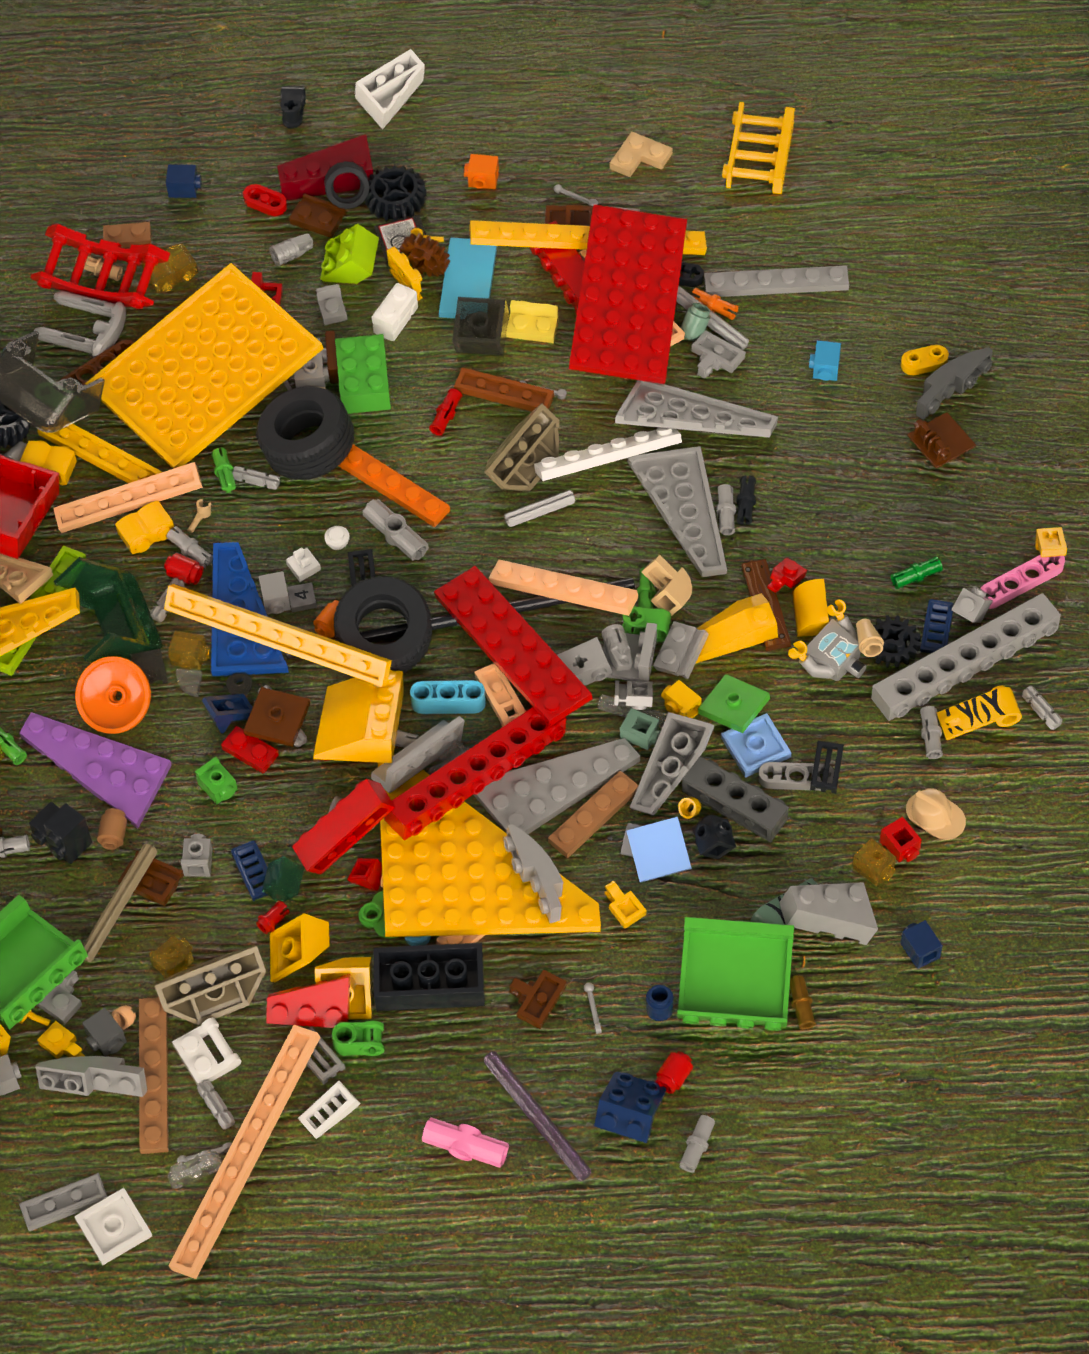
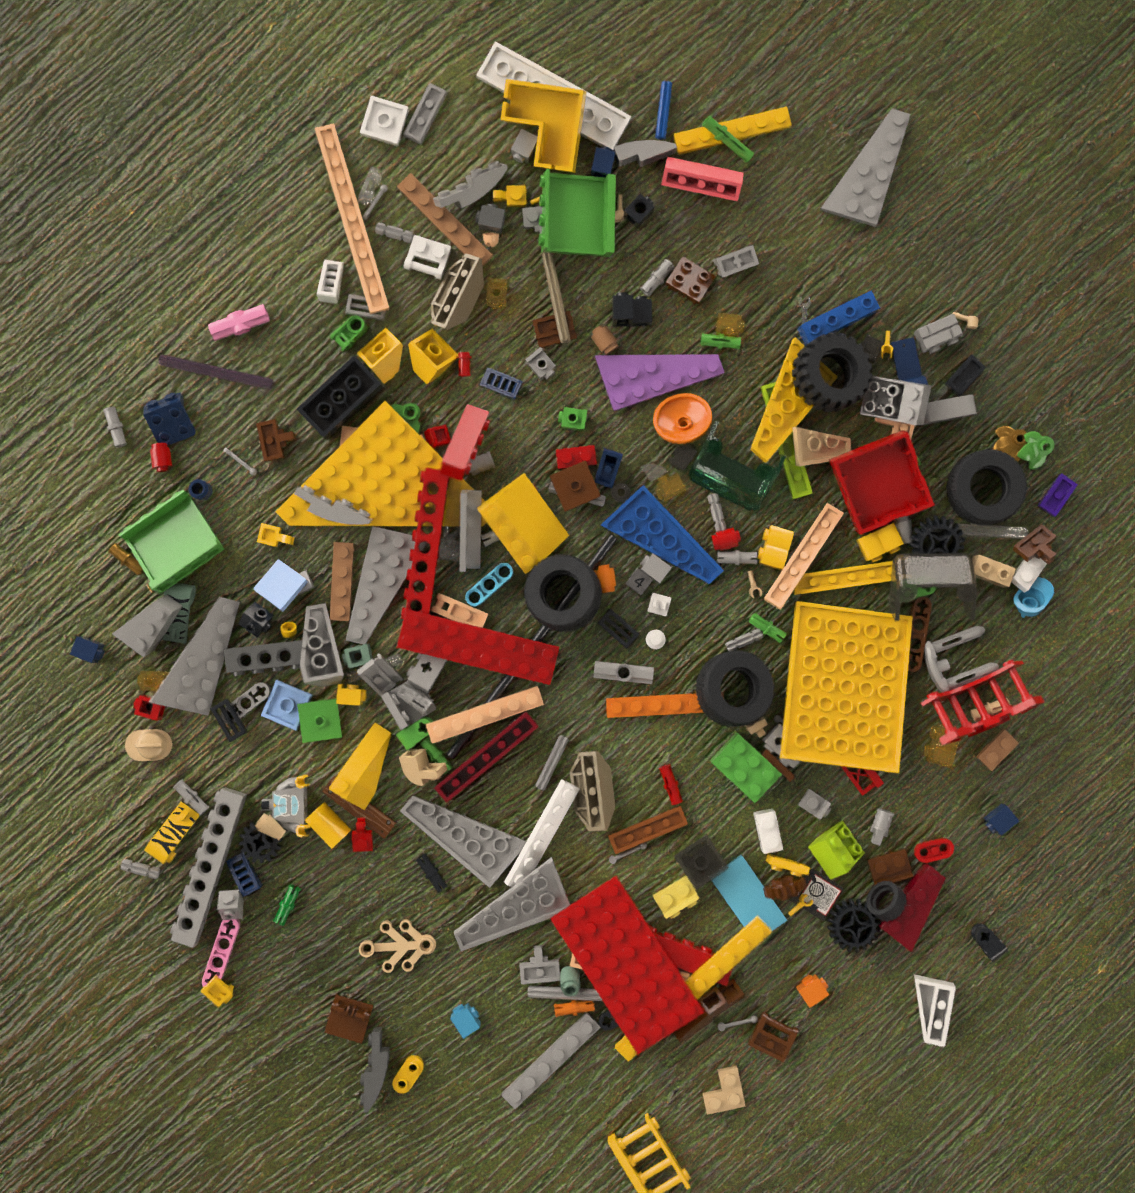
camera: 135 degrees right, 30 degrees up
(278, 635) = (618, 532): yellow plate -> none
(283, 879) = (476, 388): clear green brick -> none
(312, 1005) = (391, 324): wing -> none
(560, 159) = (769, 1042): none -> reddish brown plate
(593, 549) = (486, 756): none -> dark red brick
(680, 650) = (379, 730): light grey plate -> none
(726, 509) = (437, 855): light grey pin -> none
(808, 841) = (197, 669): none -> light grey wing
(834, 463) = (401, 945): none -> tan plant

